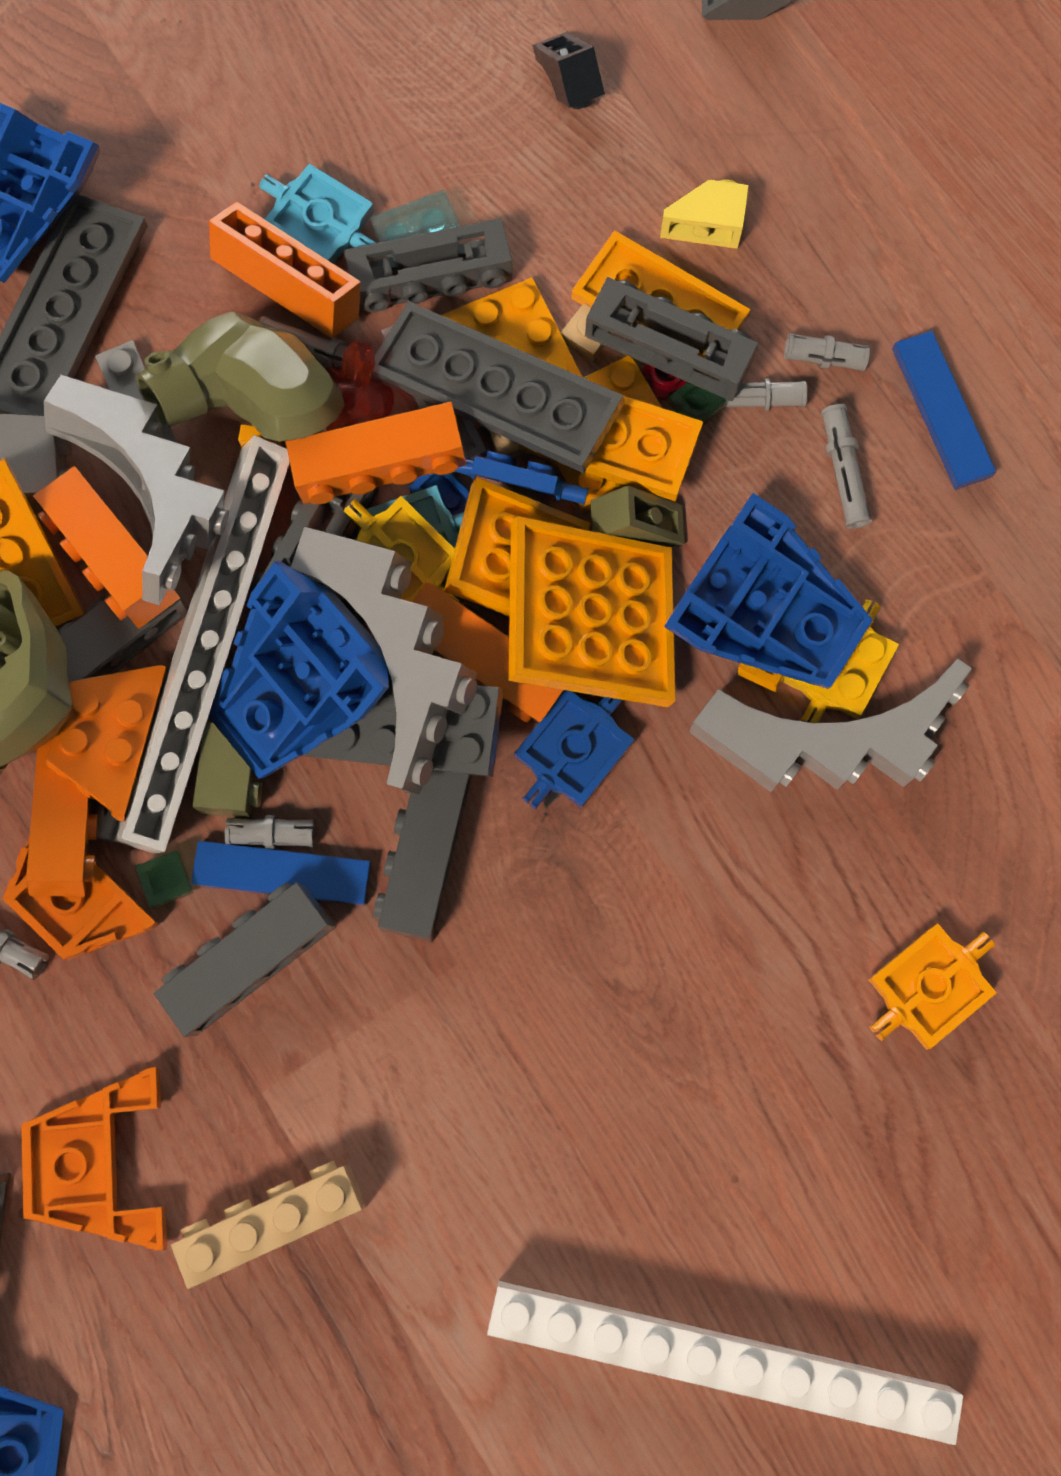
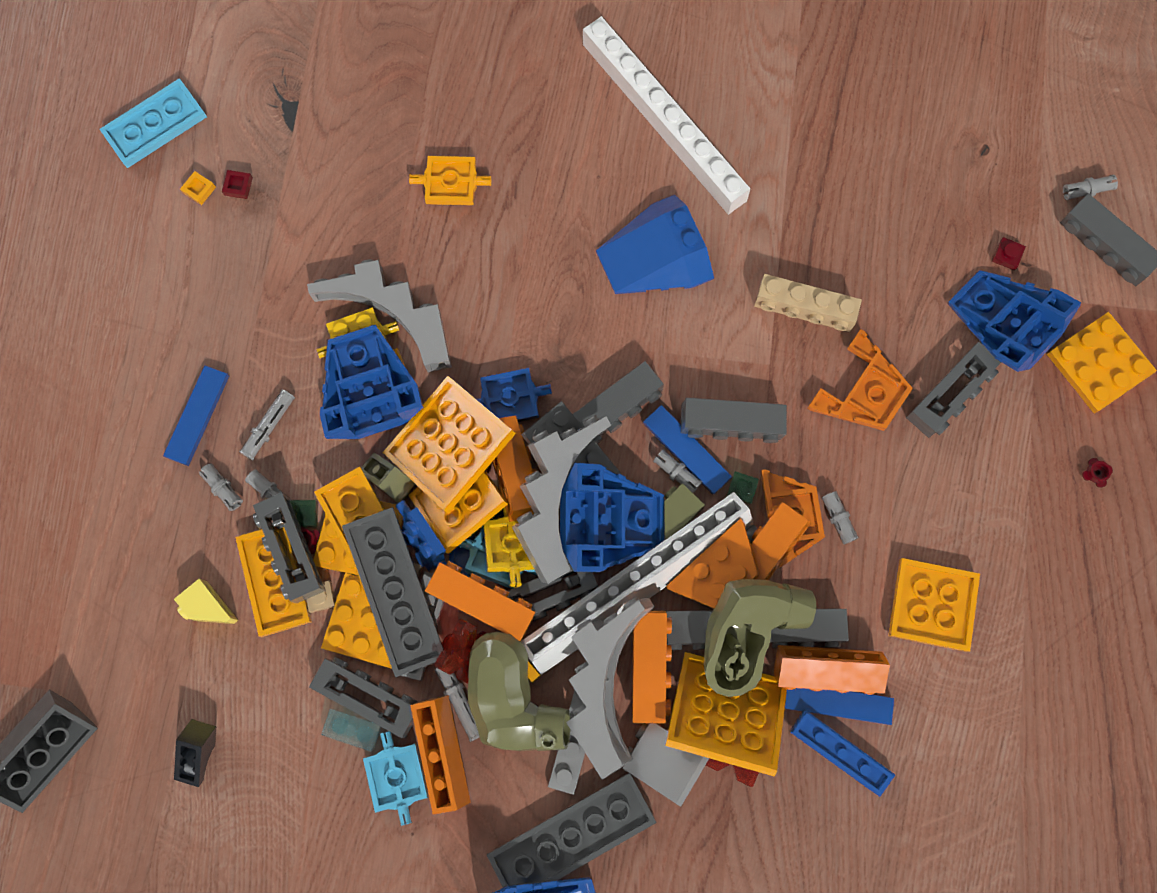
camera: 135 degrees left, 0 degrees up
(555, 1129) = (657, 251): none -> blue wedge

